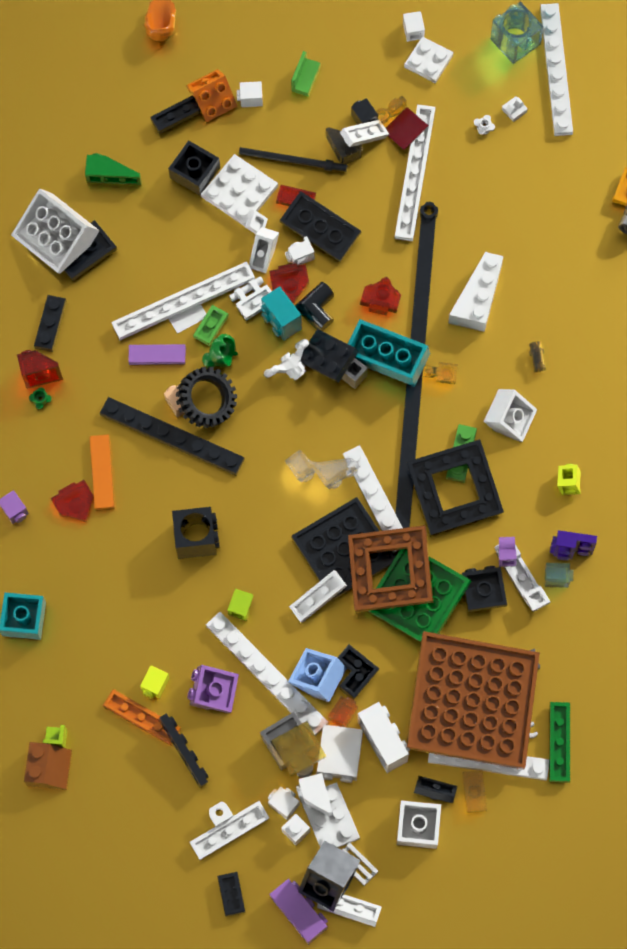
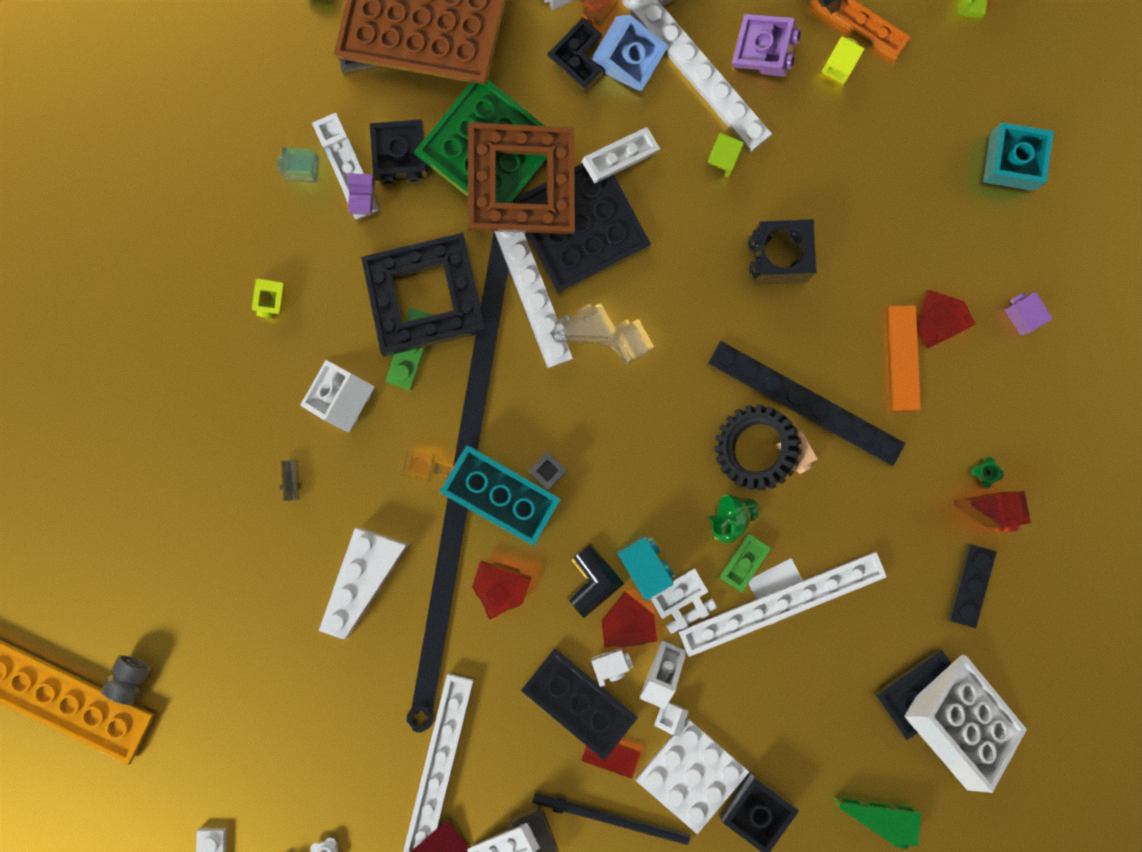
camera: 175 degrees left, 15 degrees up
(157, 354) = (822, 526): medium lavender tile -> none
(291, 363) = (636, 493): white piece -> none
(328, 355) = (582, 496): black plate -> none
(567, 543) = (275, 197): dark purple plate -> none

